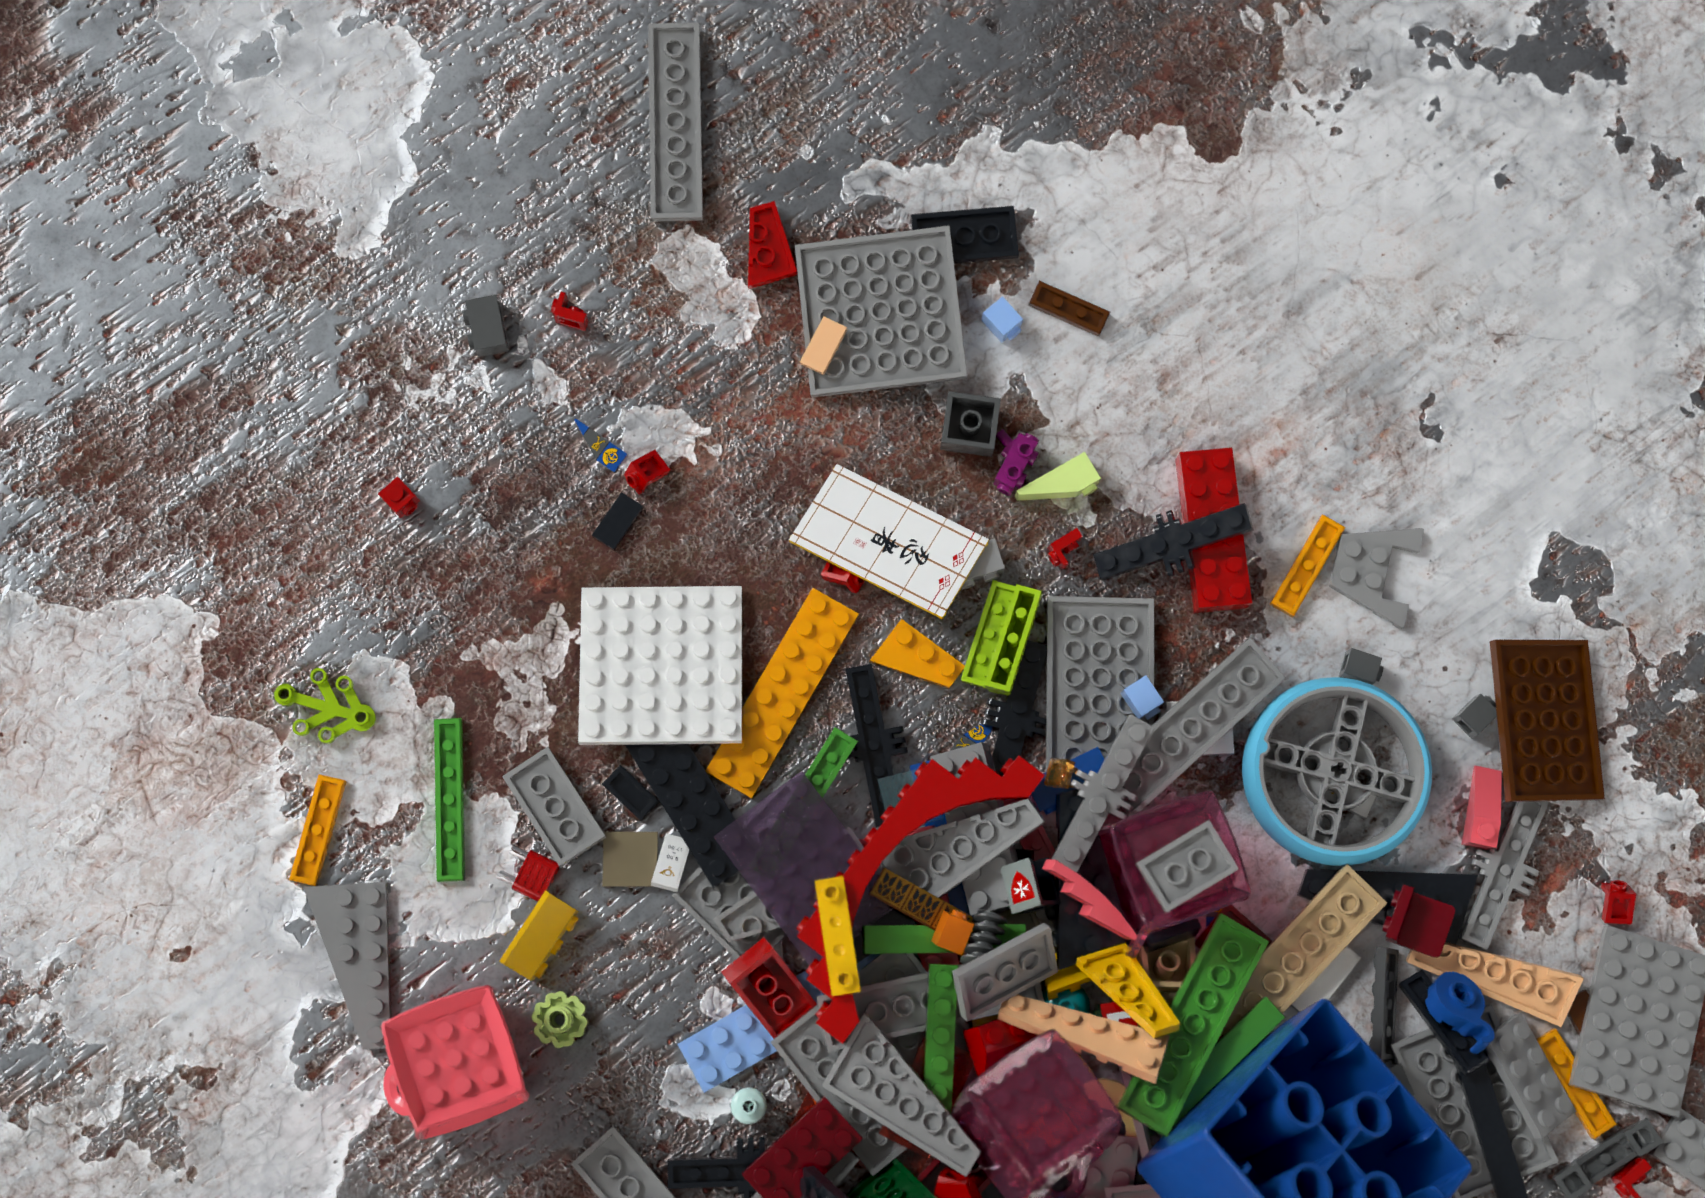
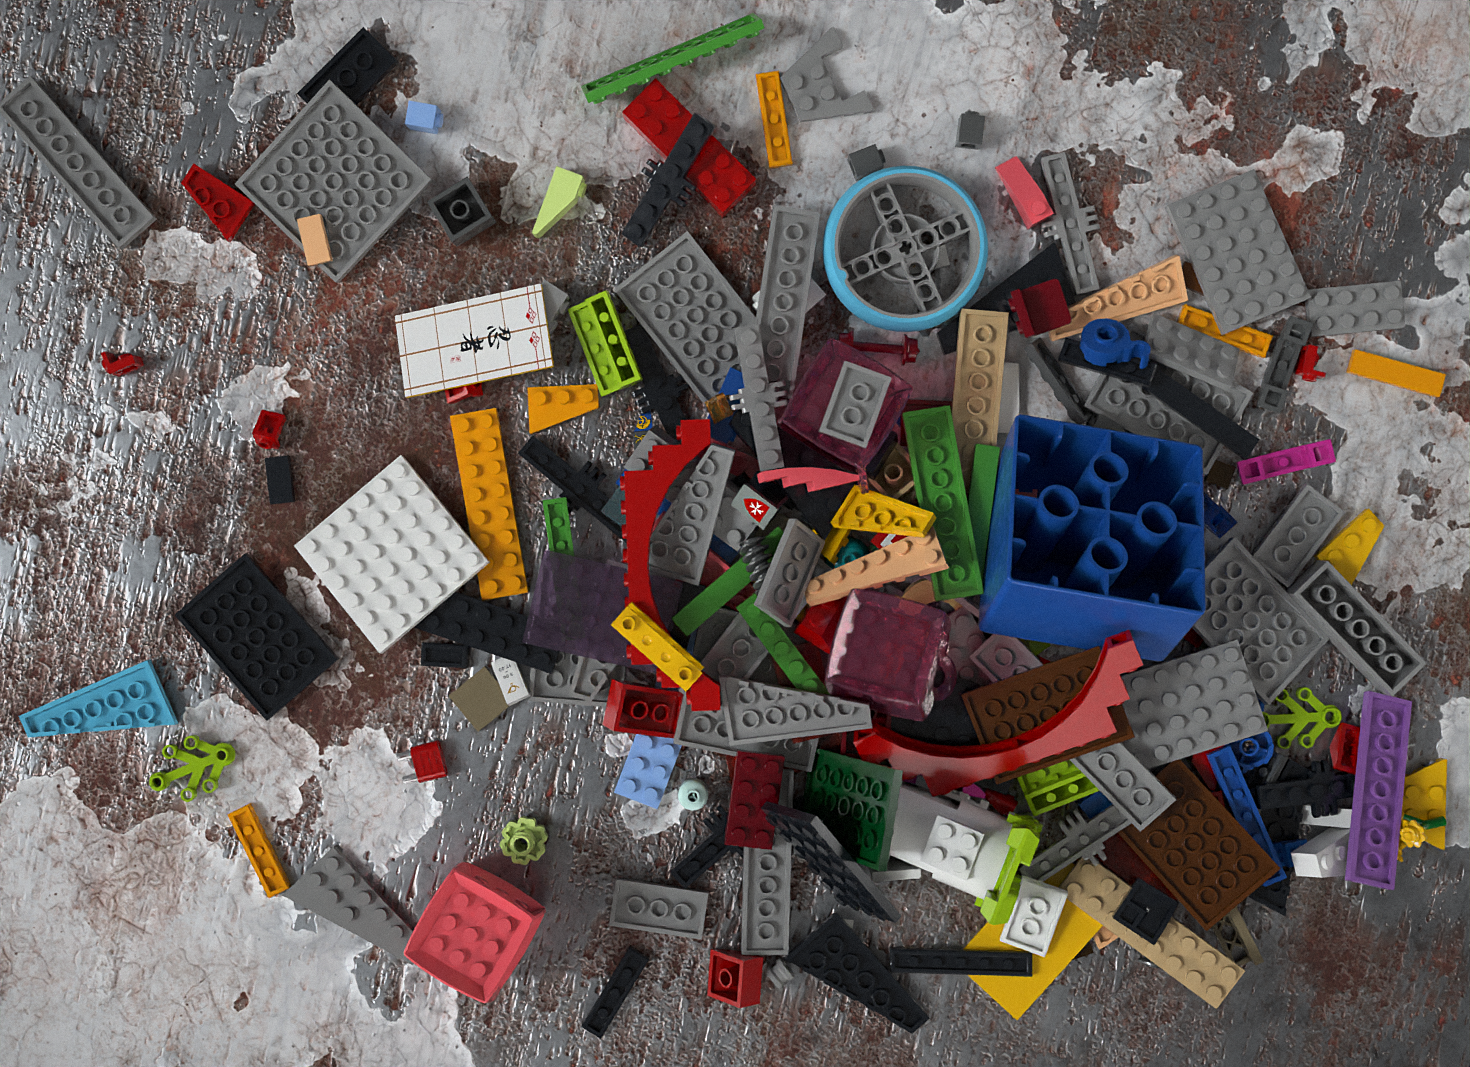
camera: 40 degrees left, 10 degrees up
(308, 594) = (115, 703): none -> medium azure wing
(399, 498) = (118, 587): red bracket -> none
(449, 800) = (329, 759): bright green tile -> none
(481, 640) = (256, 636): none -> black plate
(486, 326) = (71, 419): dark grey brick -> none
(540, 936) = (464, 800): yellow slope -> none
(554, 806) = (401, 707): light grey plate -> none
(602, 449) = (226, 438): sticker -> none
(910, 899) = (698, 573): sticker -> none
(953, 931) = (733, 573): orange brick -> none
(1017, 454) = (513, 207): magenta brick -> none
(1067, 544) = (597, 241): red bracket -> none
(1069, 308) = (463, 70): reddish brown tile -> none
(1142, 698) = (734, 308): light blue brick -> none
(1268, 862) = (908, 349): none -> dark red piece
(1271, 446) = (681, 54): none -> bright green plate
(1546, 720) = (1020, 94): reddish brown plate -> none
(1618, 902) = (1163, 183): red bracket -> none

